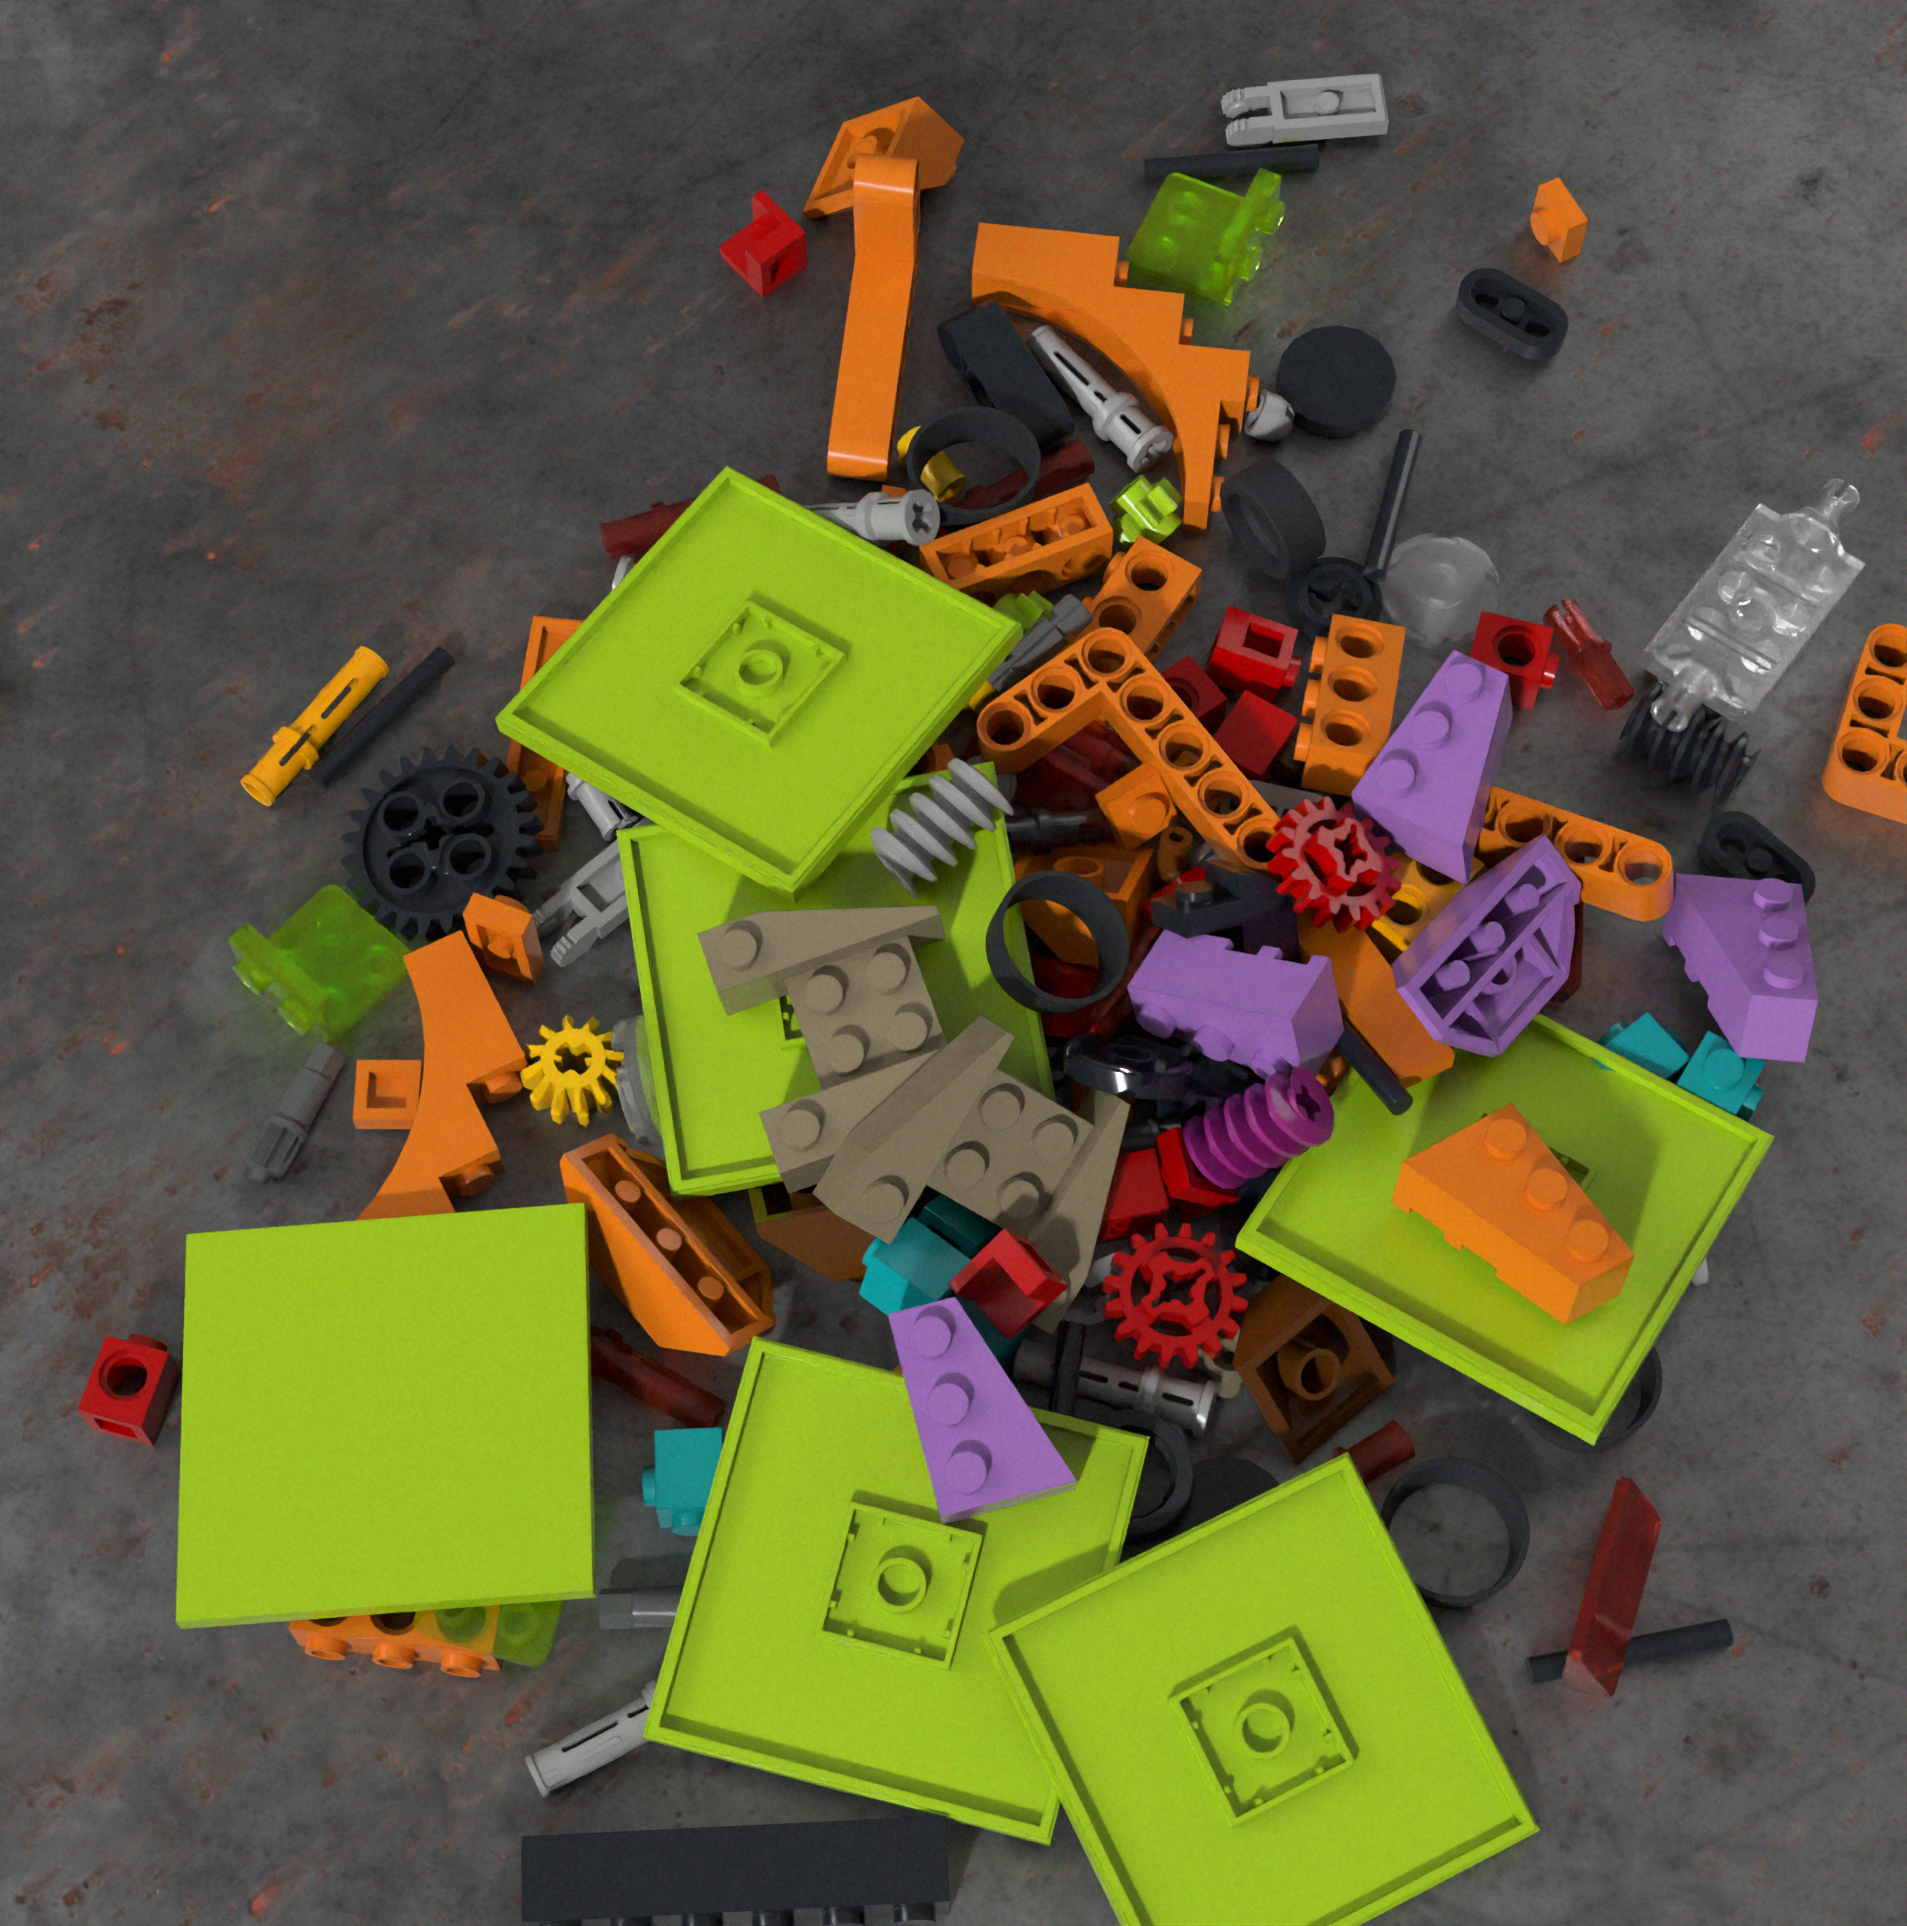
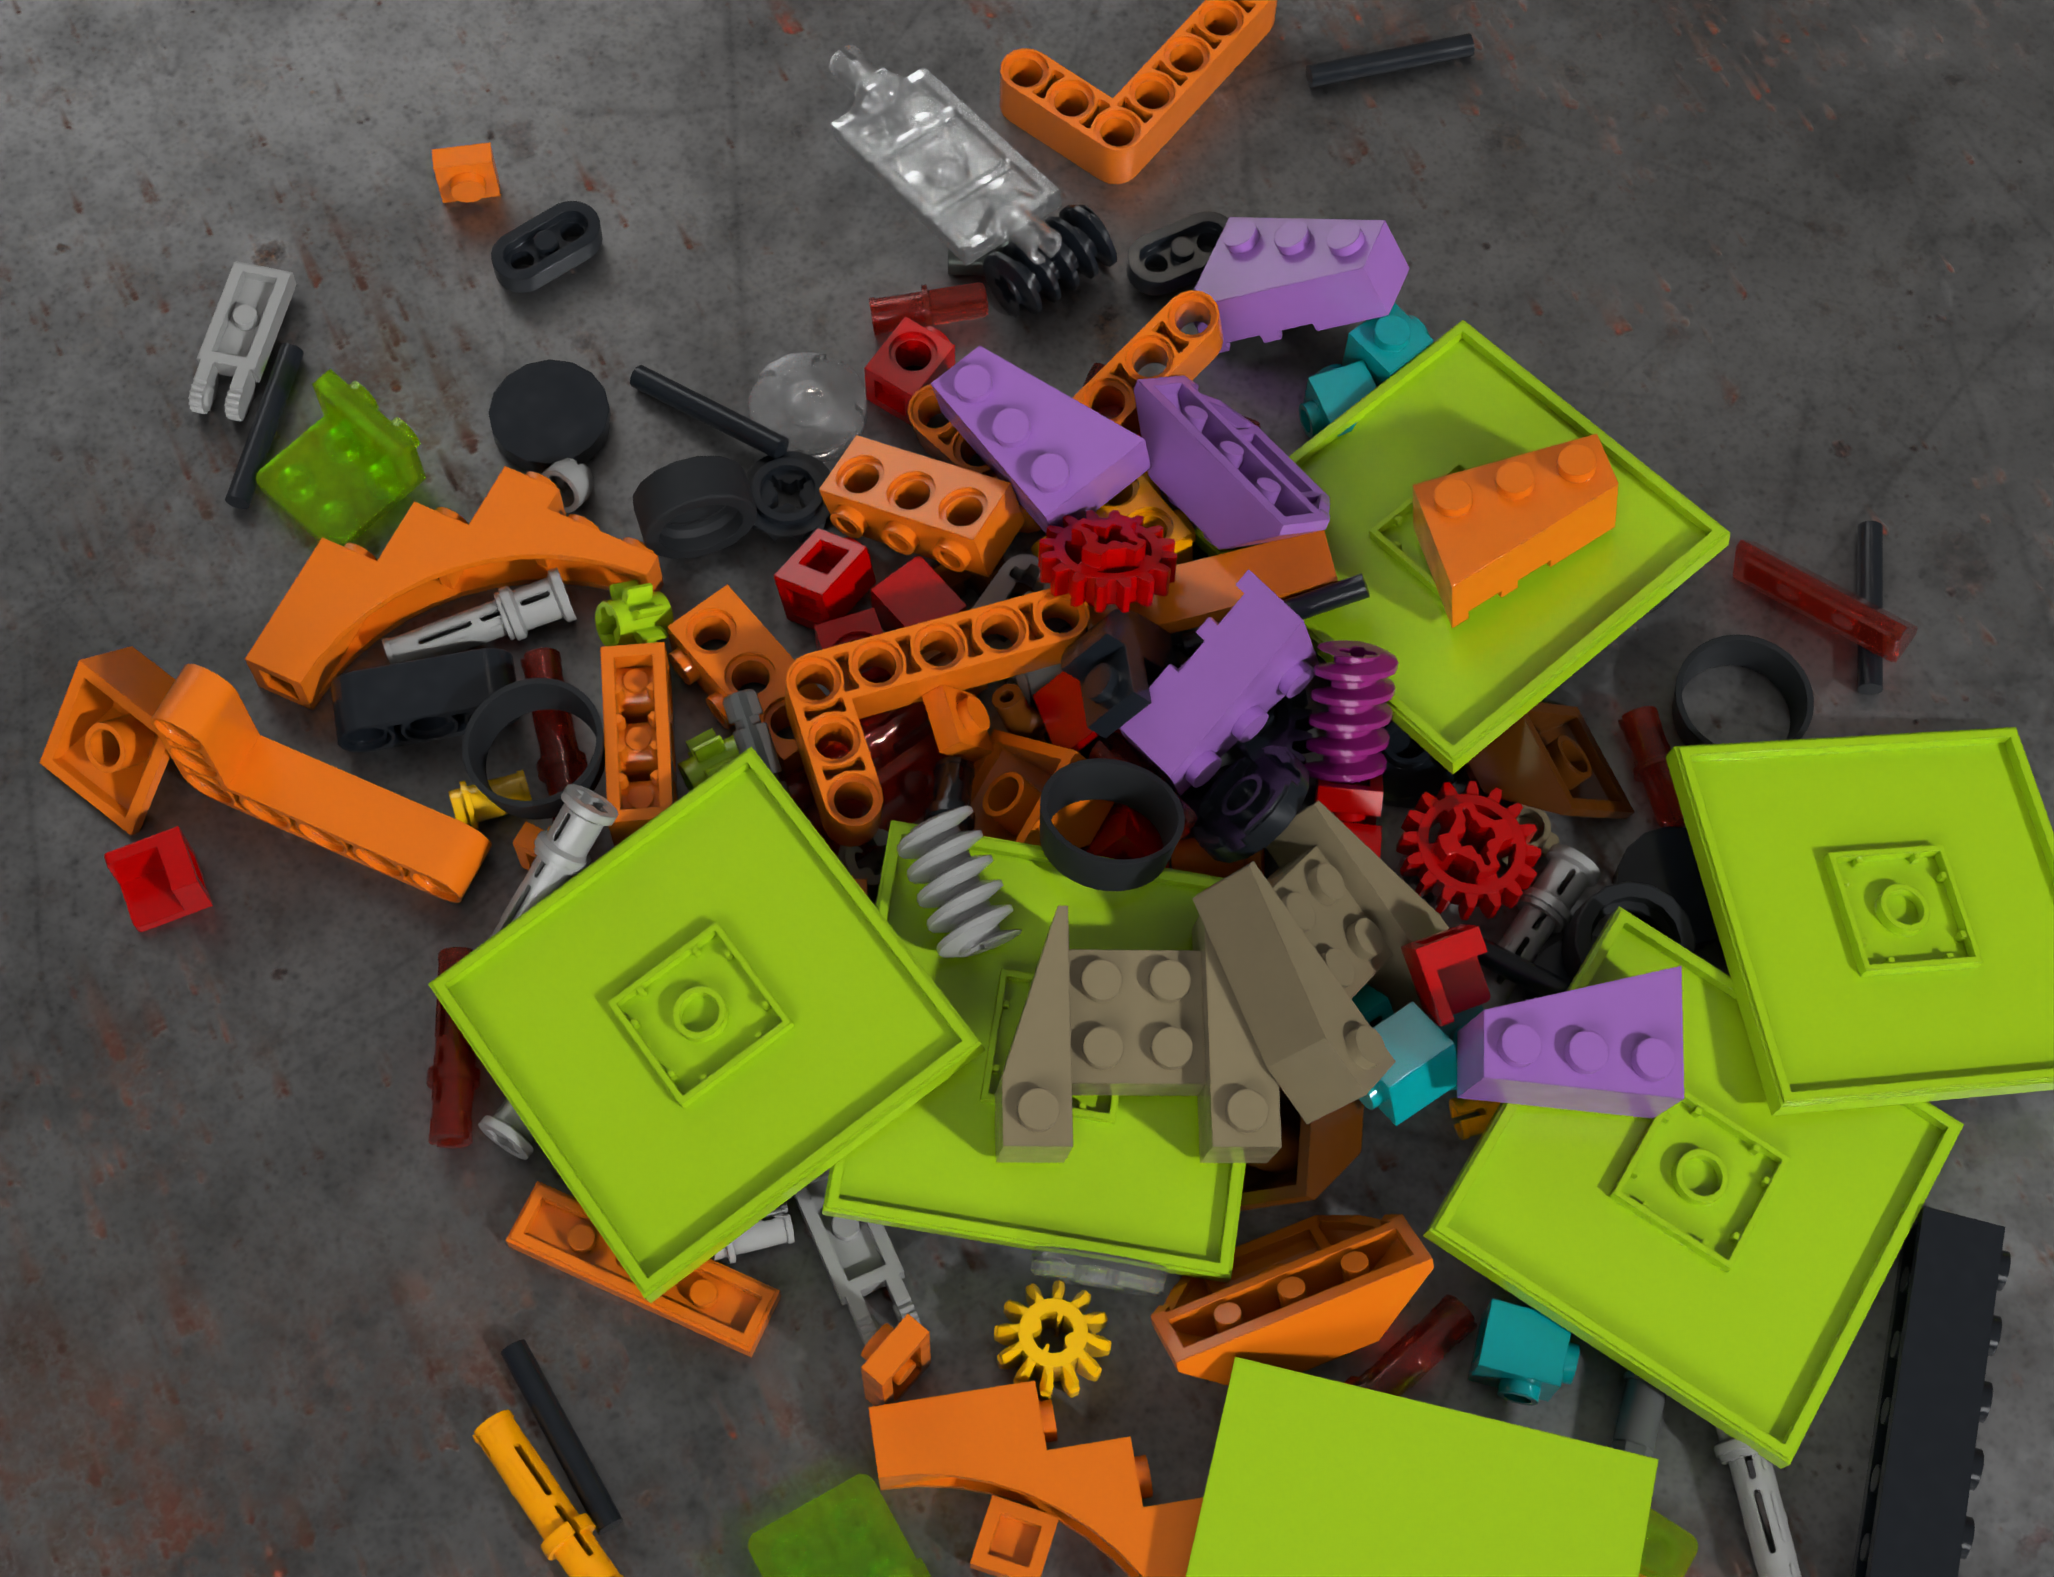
camera: 75 degrees left, 0 degrees up
(440, 841) = (686, 1394): black gear -> none

